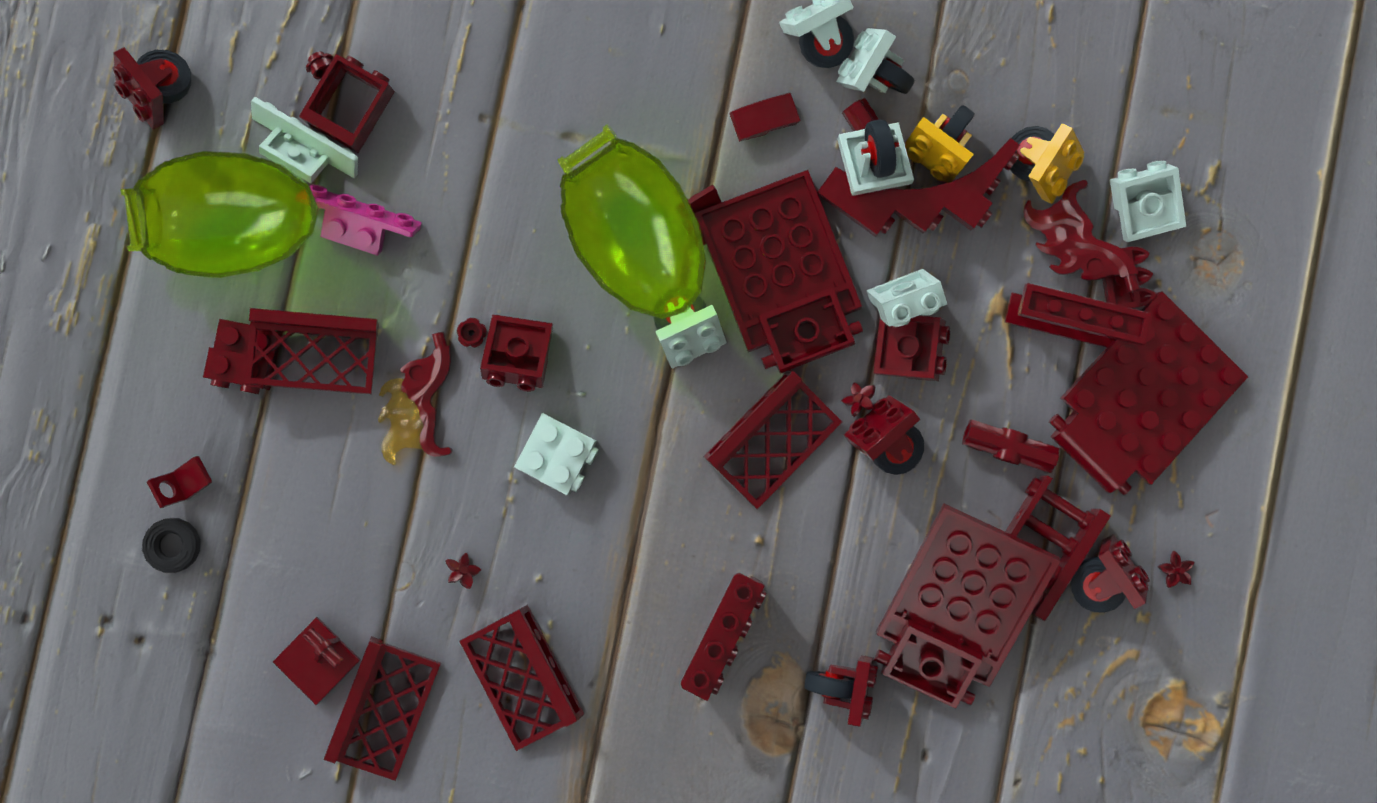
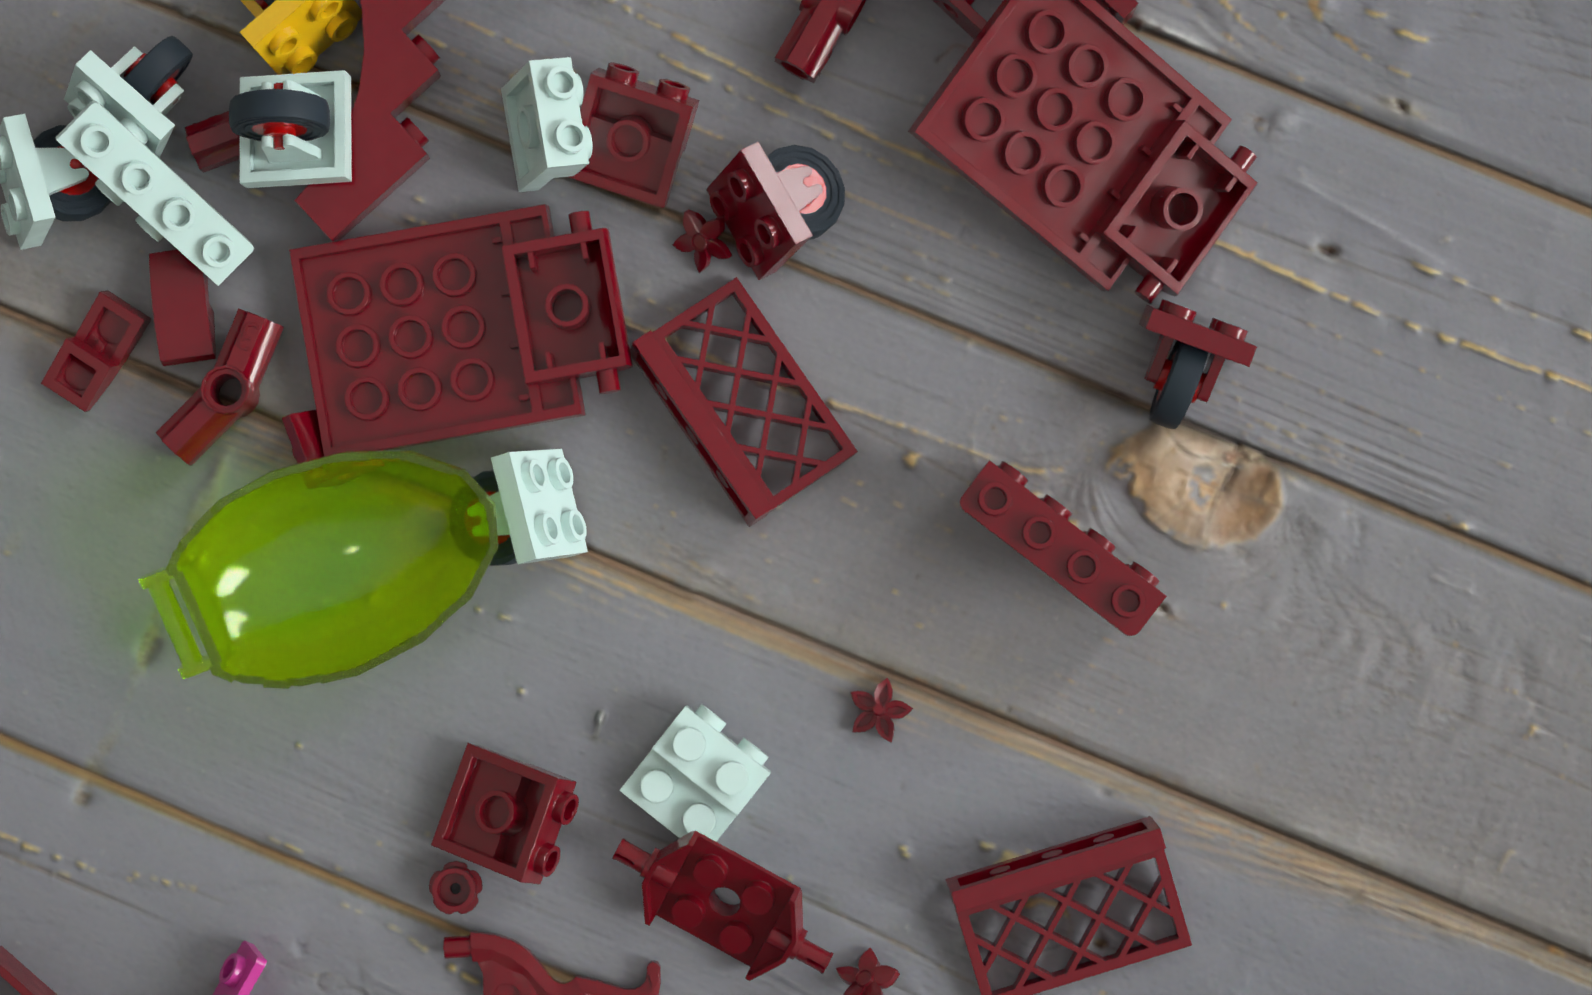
camera: 80 degrees left, 0 degrees up
(479, 505) = (756, 931): none -> dark red plate
(614, 549) = (879, 710): none -> dark red plant
(705, 141) = (203, 415): none -> dark red piece
(730, 76) = (97, 351): none -> dark red slope
(825, 87) = (152, 189): none -> light aqua bracket

